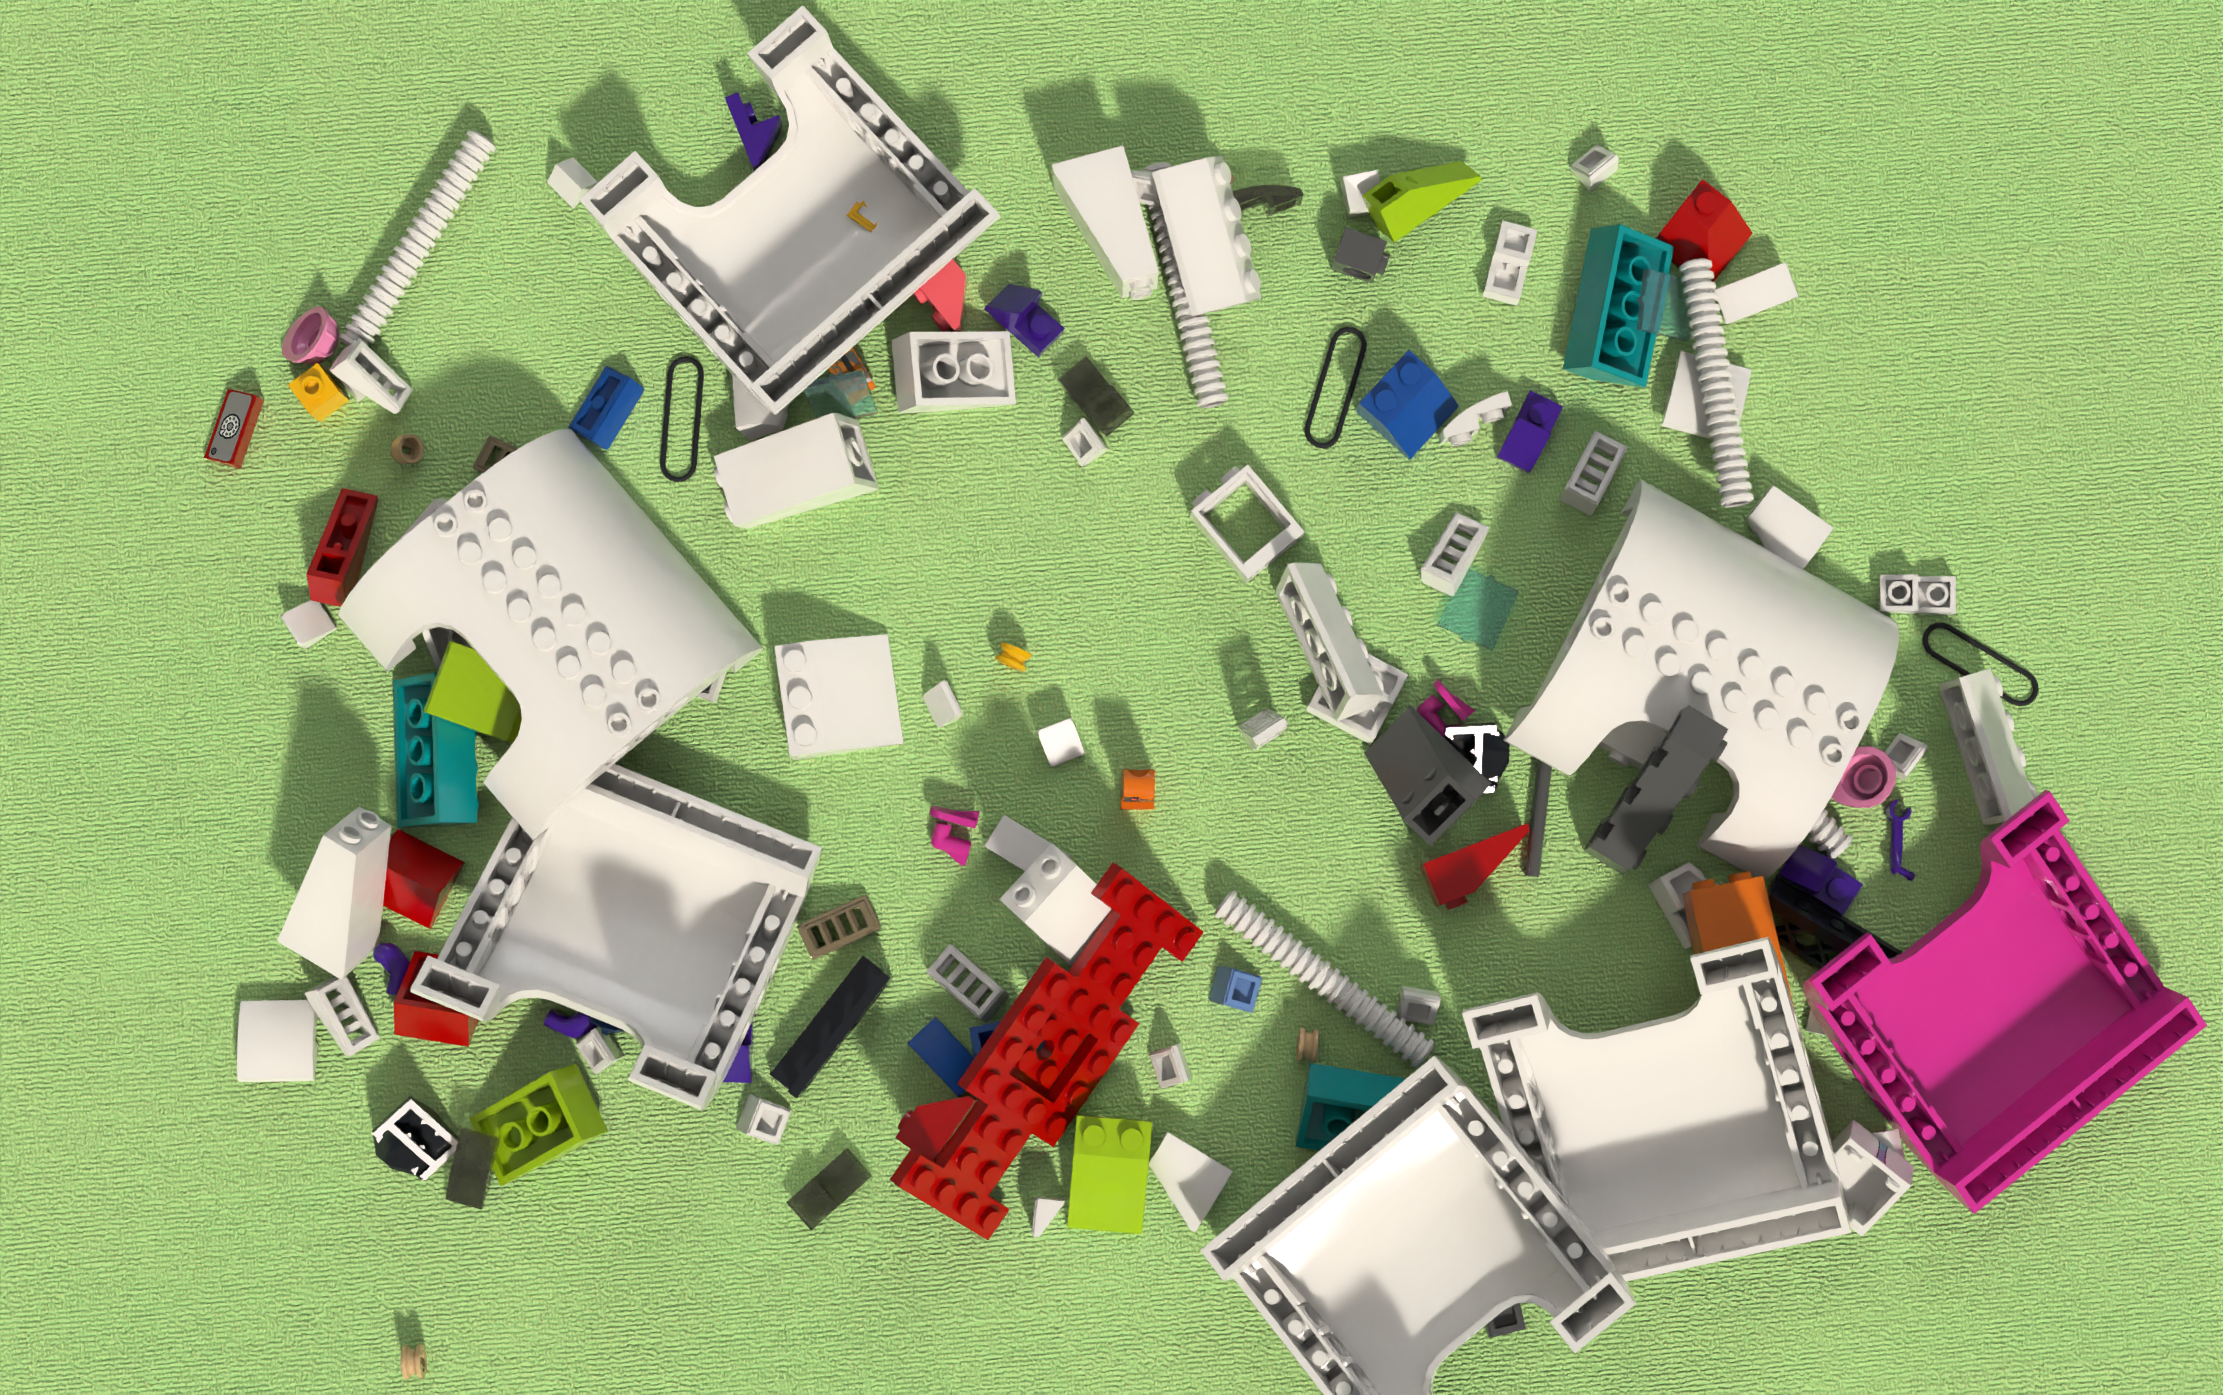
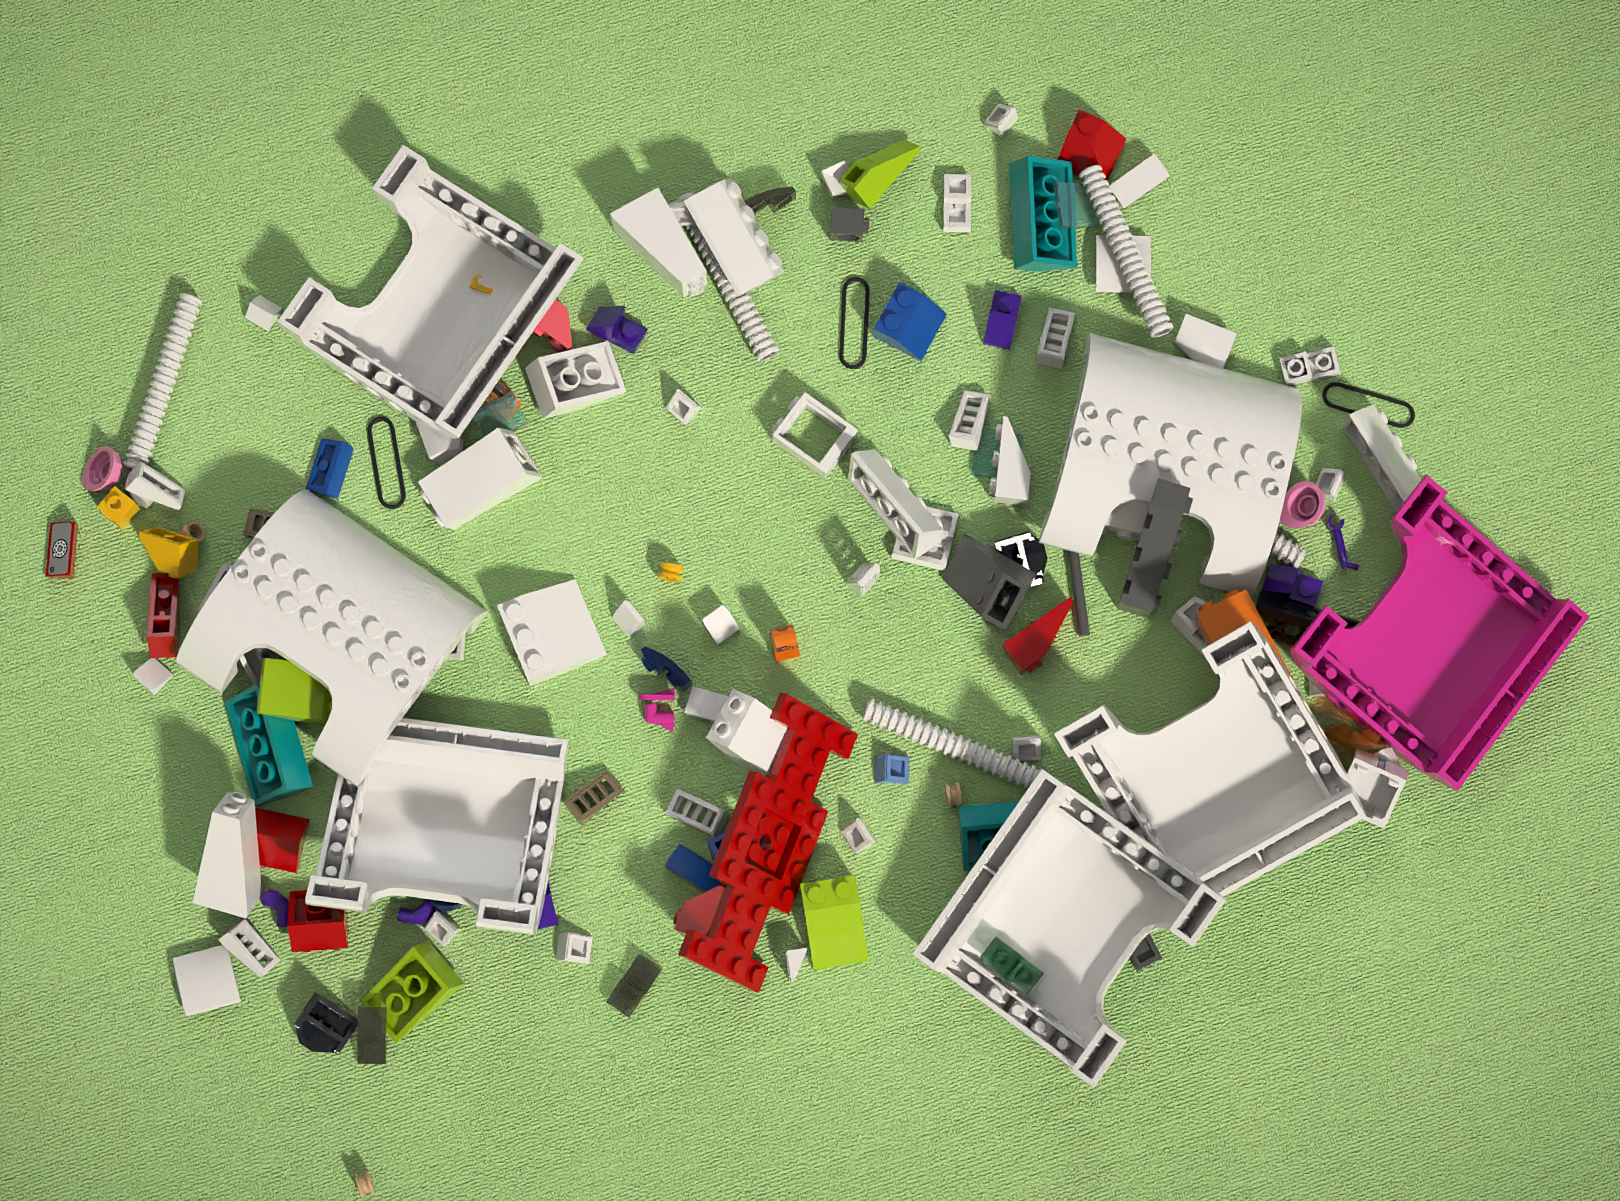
camera: 10 degrees left, 5 degrees down
(371, 466) = (171, 551): none -> yellow slope
(756, 138) = (390, 248): dark purple slope -> none
(831, 1026) = (606, 868): black fence -> none
(963, 770) = (659, 663): none -> clear blue slope
(1095, 396) = (682, 372): clear smoke slope -> none
(1188, 1178) = (892, 911): white slope -> none
(1326, 1295) = (1011, 965): none -> clear green slope
(1432, 705) = (982, 531): dark pink piece -> none
(1466, 424) = (954, 325): white slope -> none
(1493, 635) = (1013, 474): none -> white slope
(1862, 1112) = (1355, 738): none -> clear orange slope

